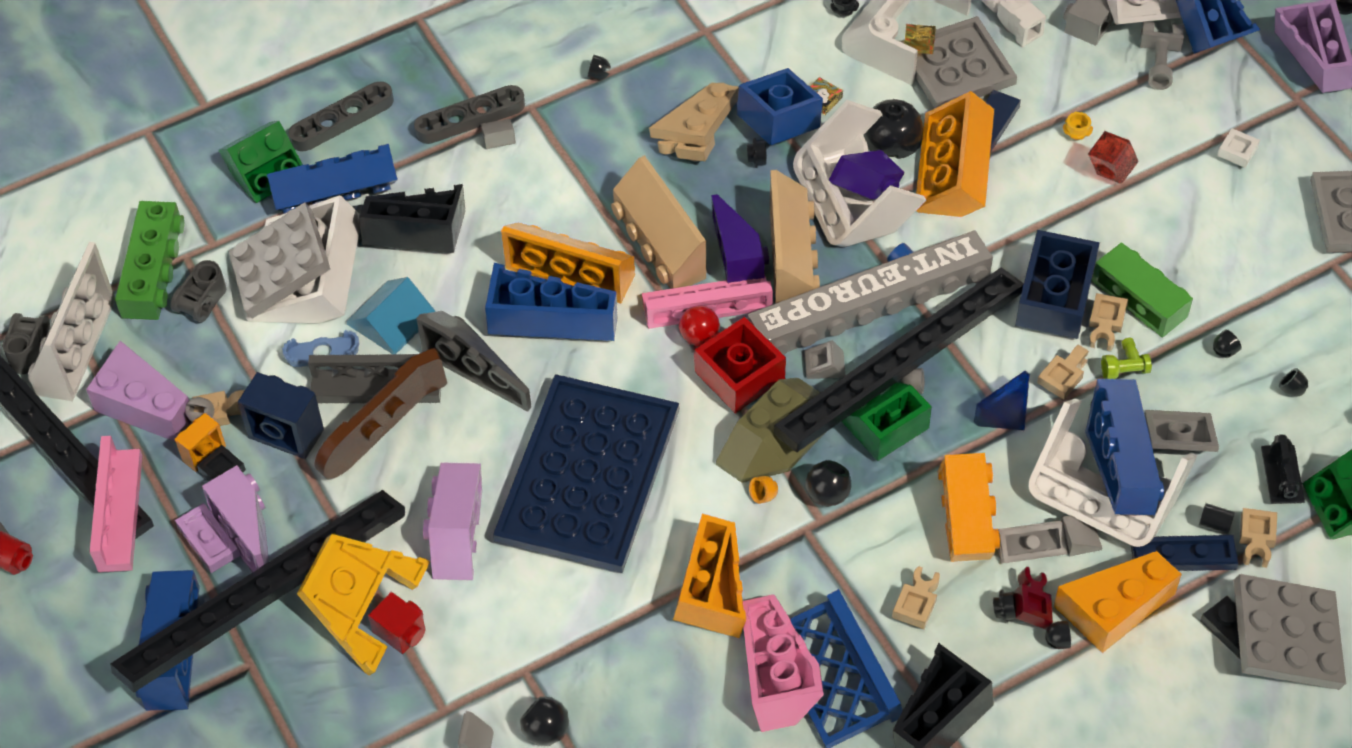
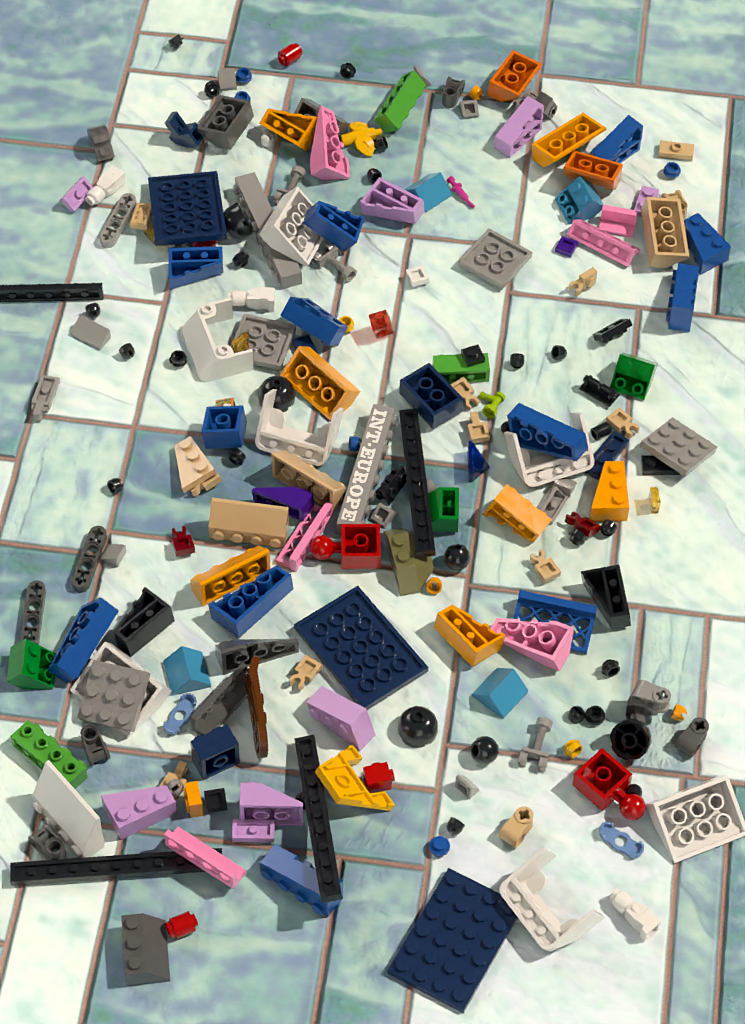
camera: 55 degrees left, 0 degrees up
(500, 436) = (305, 670): none -> tan plate
(521, 618) = (417, 726): none -> black cylinder
(574, 185) = (182, 542): none -> dark red plate
(663, 683) = (501, 691): none -> dark azure slope
(866, 173) = (300, 421): dark purple slope -> none
(870, 341) = (395, 482): none -> black hinge
(1039, 85) = (314, 320): none -> blue wedge
(1164, 661) = (654, 500): none -> clear yellow tile
(1166, 283) = (472, 355): none -> black plate
(1181, 430) = (552, 406): light grey slope -> none

